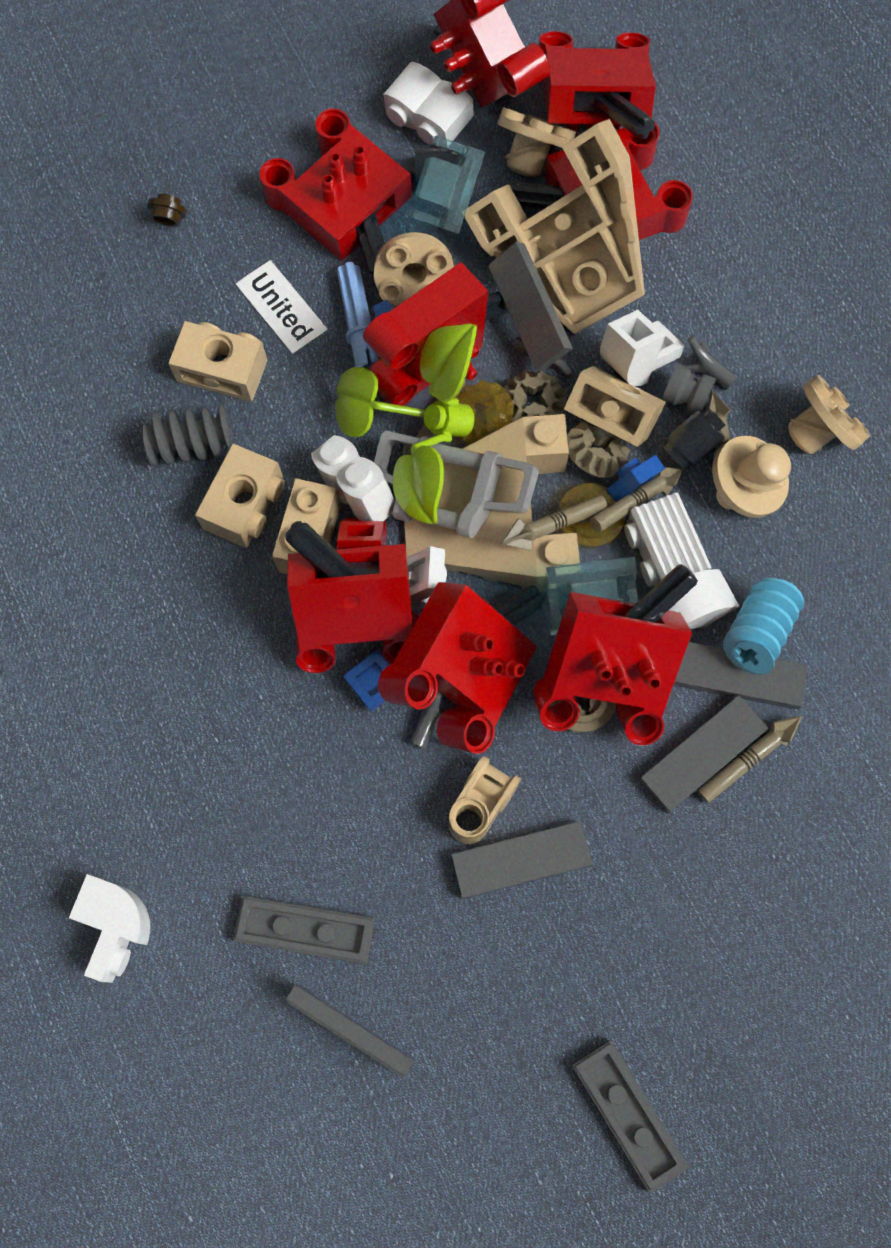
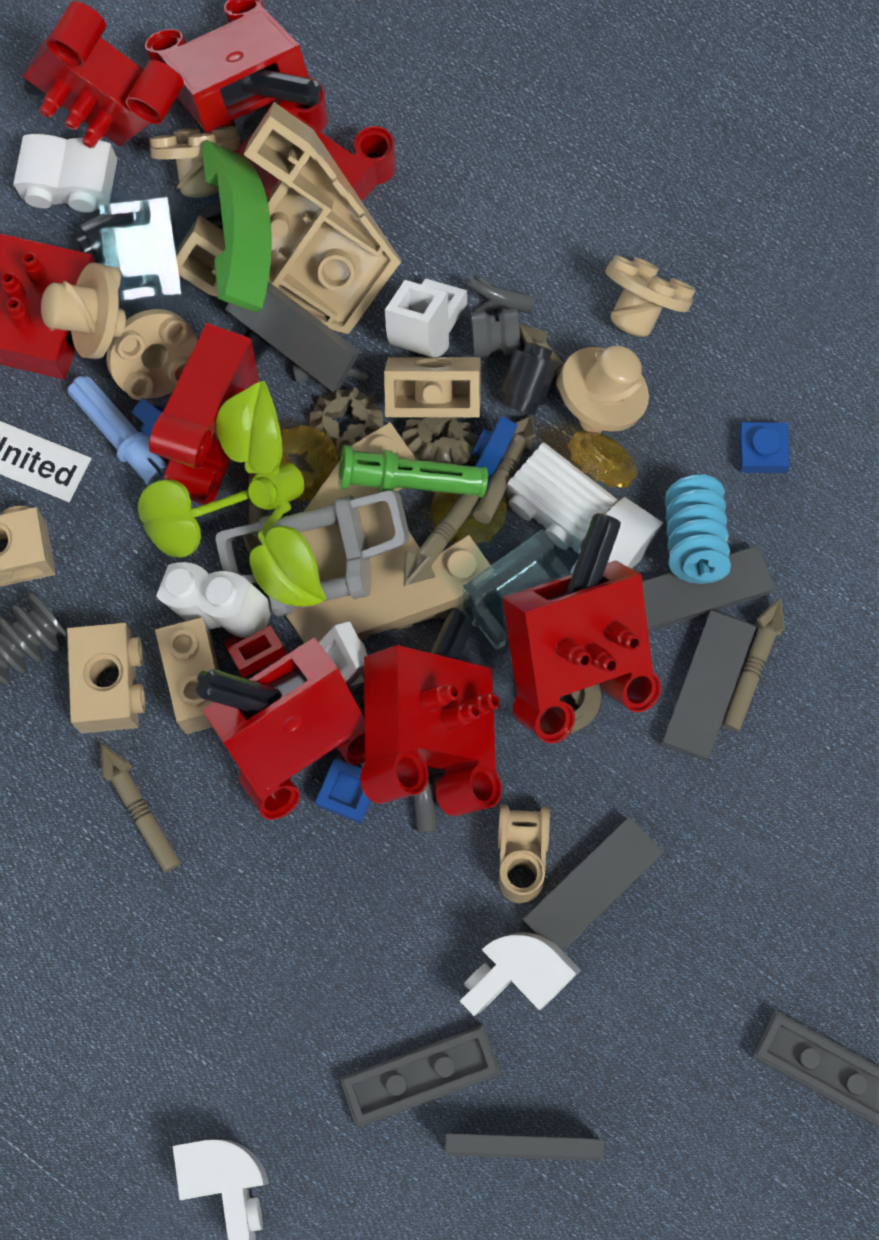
camera: 30 degrees left, 0 degrees up
(211, 571) = (116, 770): none -> dark tan piece
(379, 209) = (87, 309): none -> tan plate
(436, 893) = (526, 960): none -> white brick
(534, 208) = (246, 261): none -> bright green slope
(539, 449) = (388, 471): none -> bright green pin
(718, 530) = (603, 458): none -> clear yellow gear
(856, 590) = (764, 447): none -> blue plate

